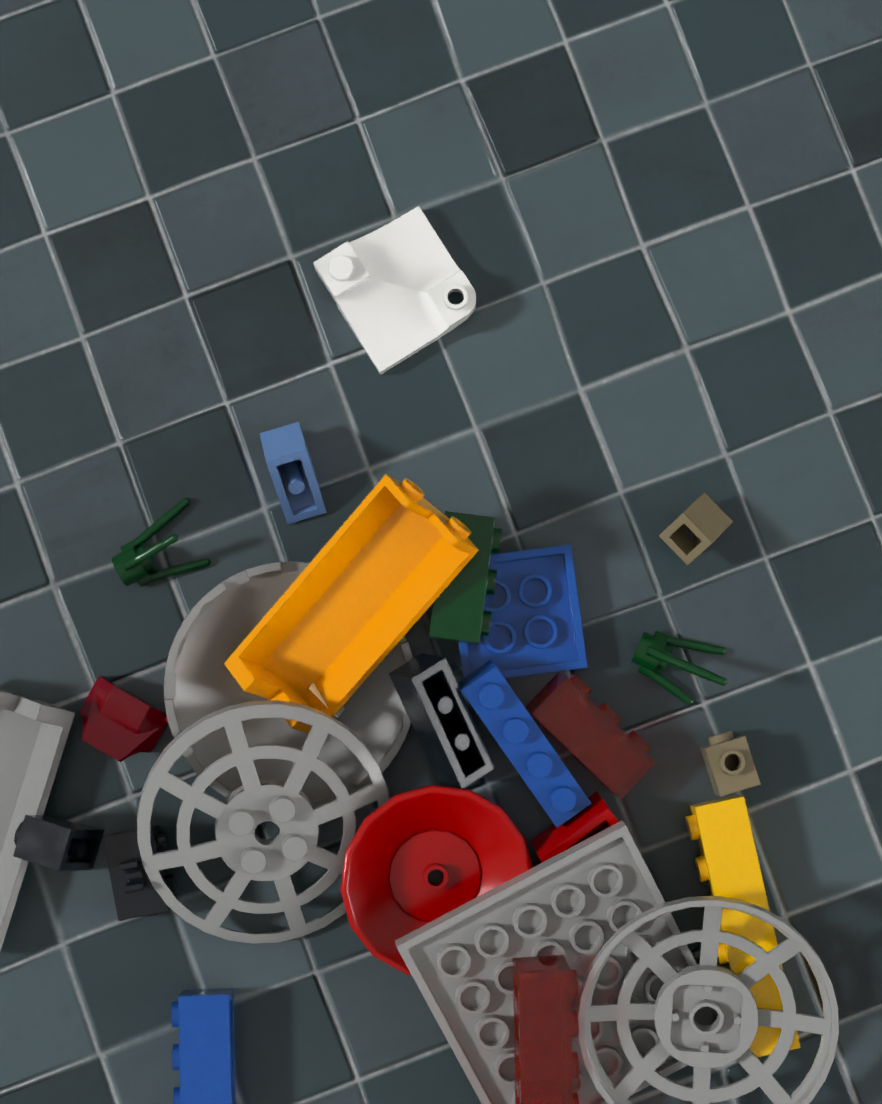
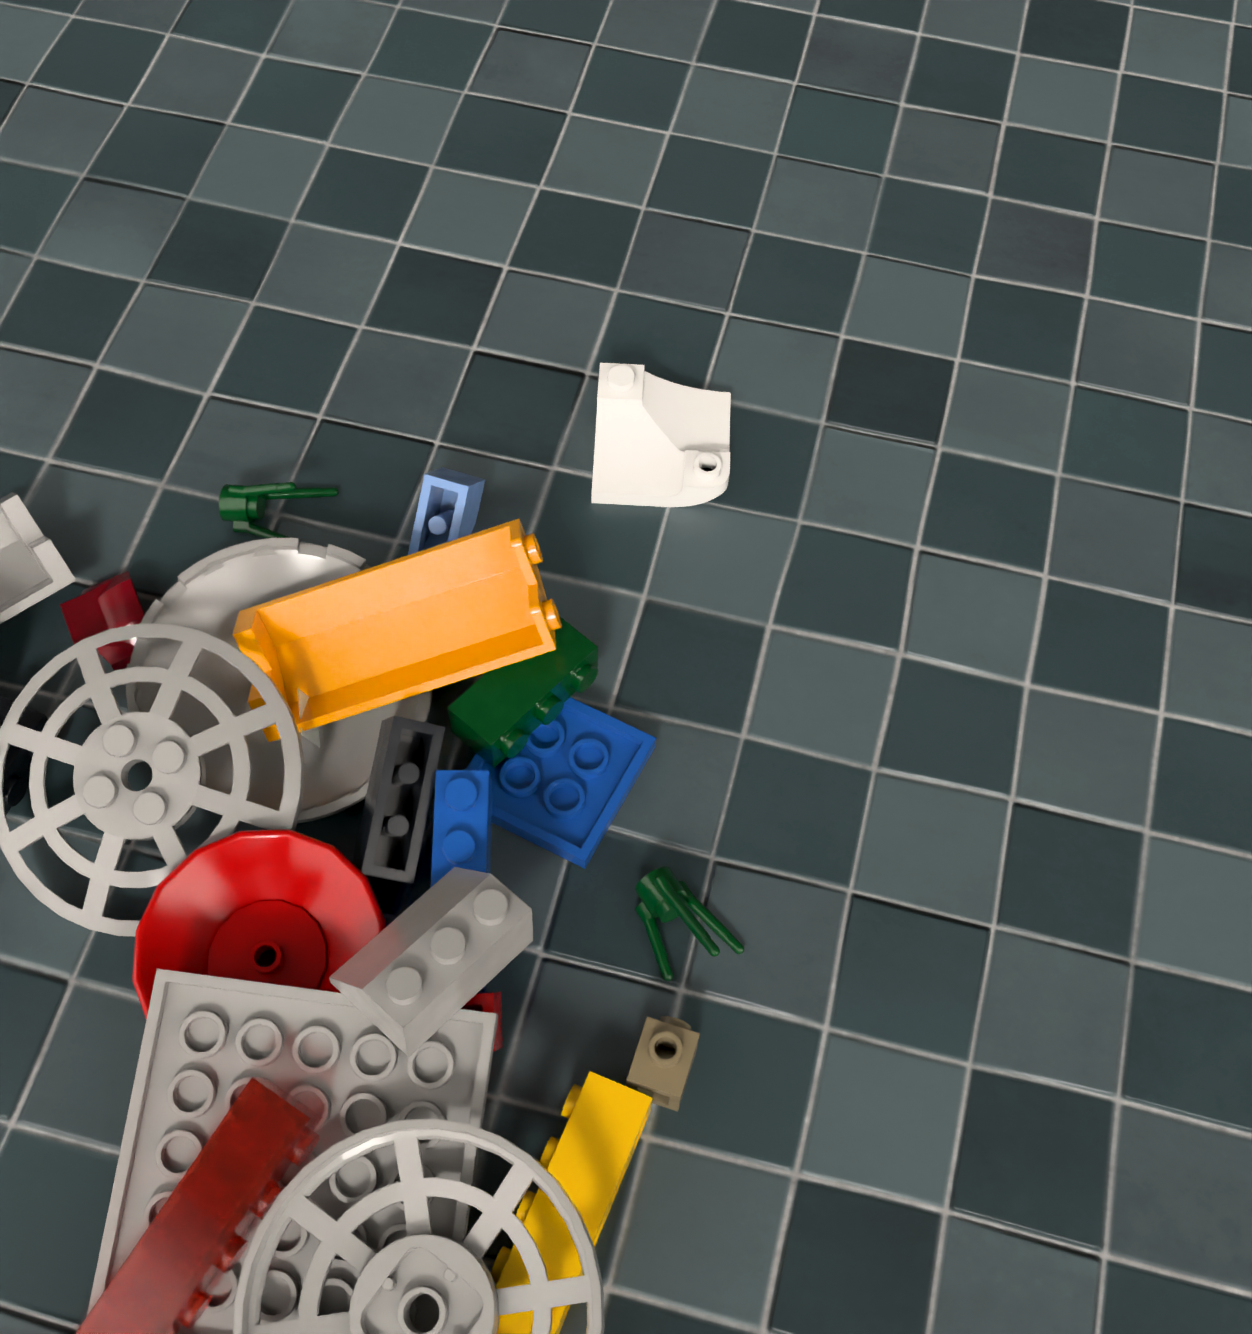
camera: 30 degrees right, 25 degrees down
(561, 818) = (436, 956): none -> light grey slope
(591, 733) = (547, 969): clear red brick -> none
(696, 528) = (794, 800): dark tan brick -> none

